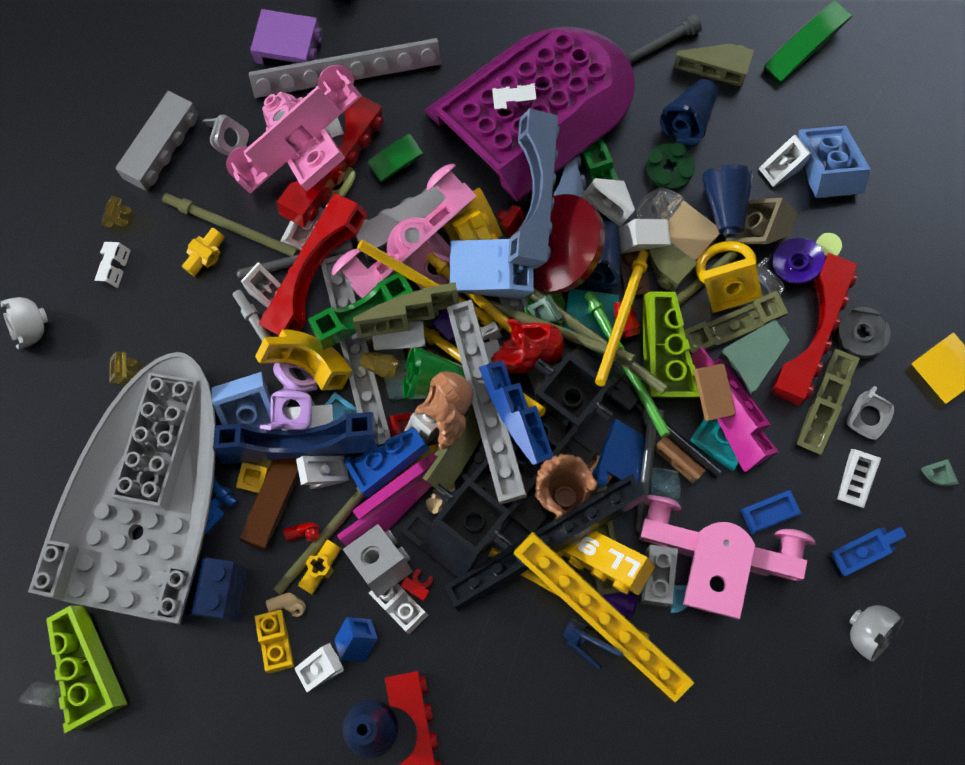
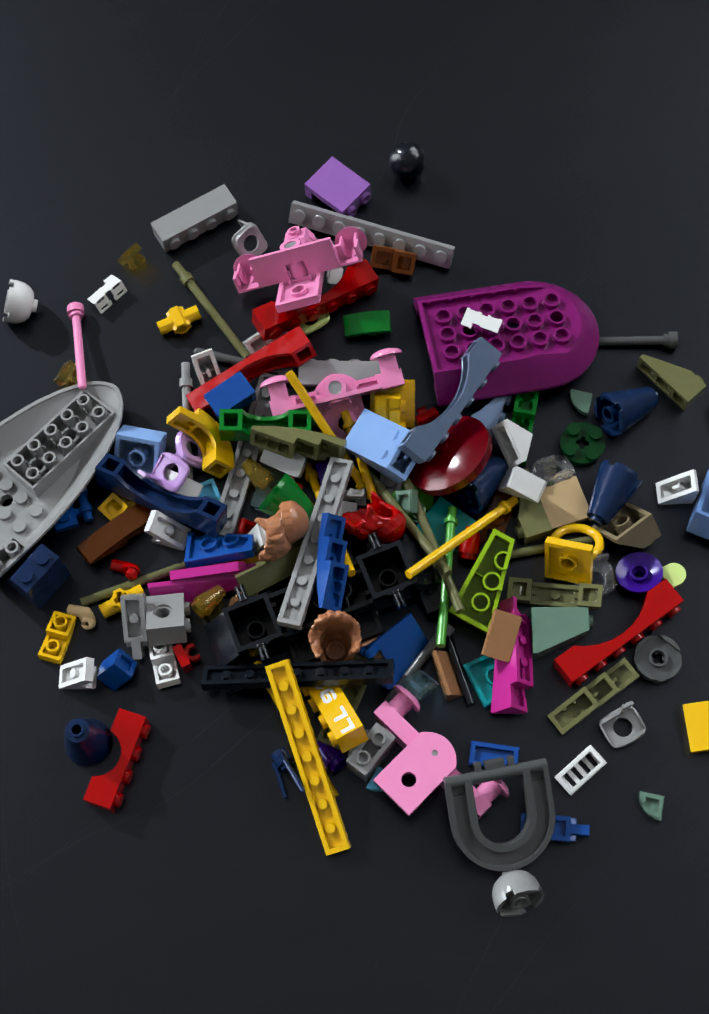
camera: 30 degrees right, 5 degrees down
(91, 300) = (76, 312): none -> bright pink piece
(306, 300) = (230, 394): none -> blue panel
(348, 582) = (134, 623): none -> light grey hinge
(383, 81) = (393, 259): none -> dark orange slope
(408, 519) = (208, 601): none -> clear yellow cone
(644, 126) = (581, 401): none -> sand green tile
(859, 556) = (539, 810): none -> dark grey piece

